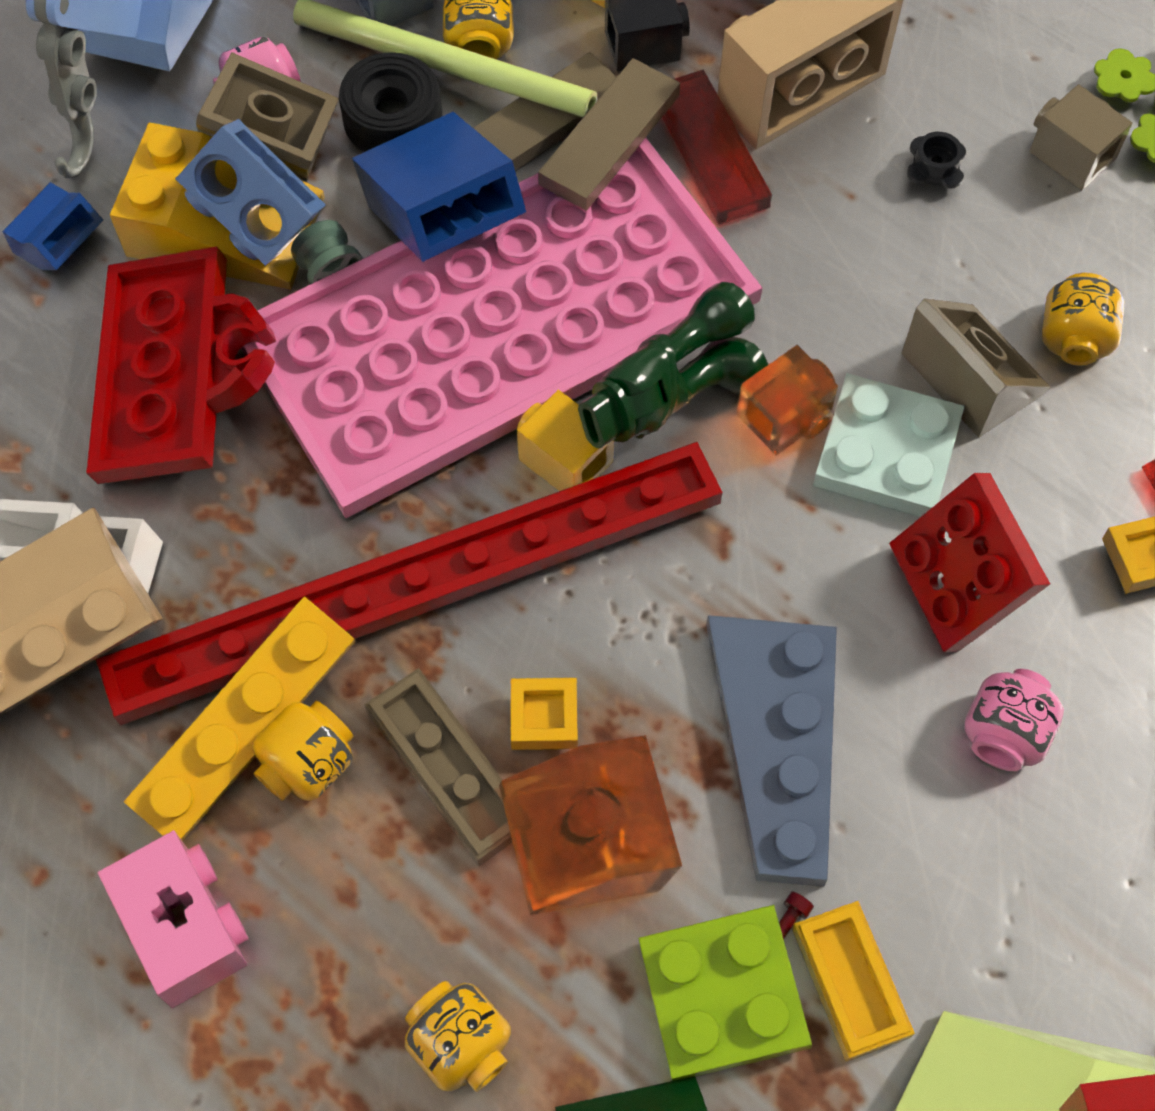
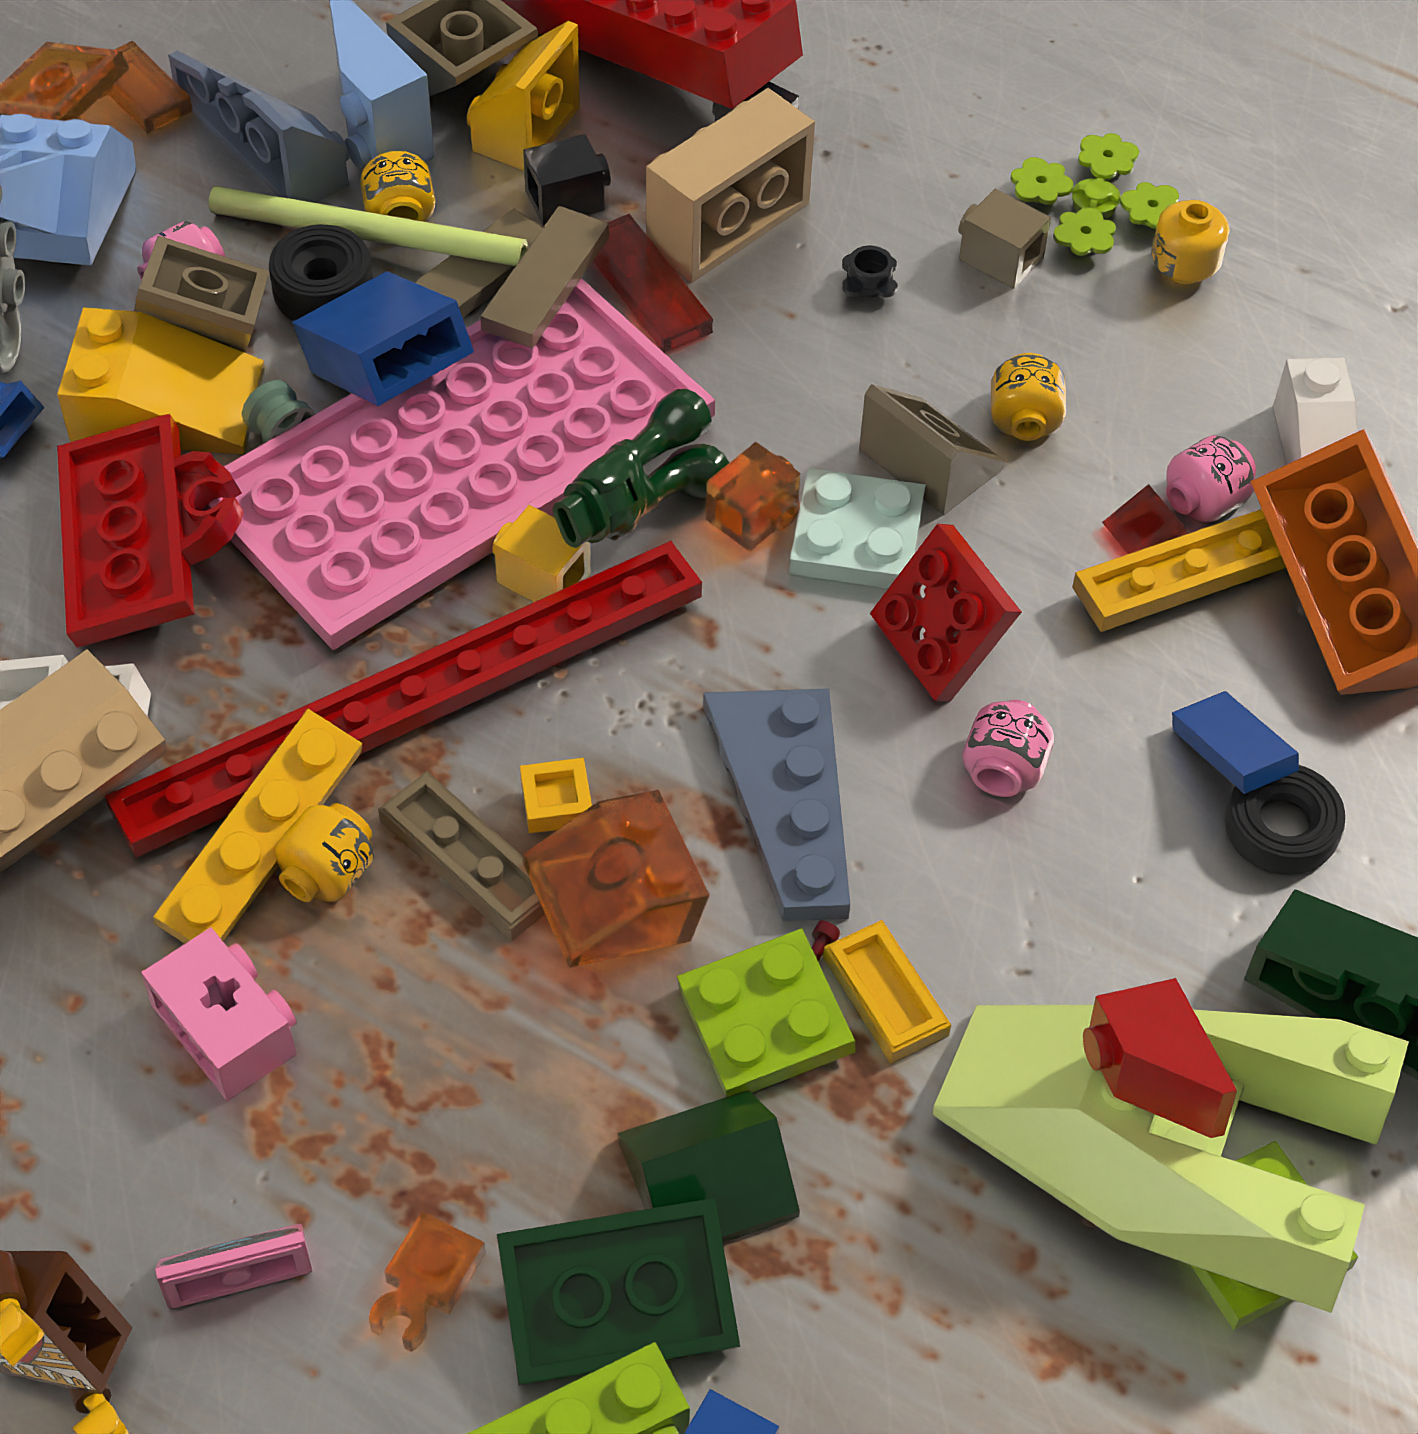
camera: 10 degrees left, 10 degrees down
(260, 180) = (207, 345): medium blue brick -> none
(457, 1036) = (514, 1080): yellow head -> none

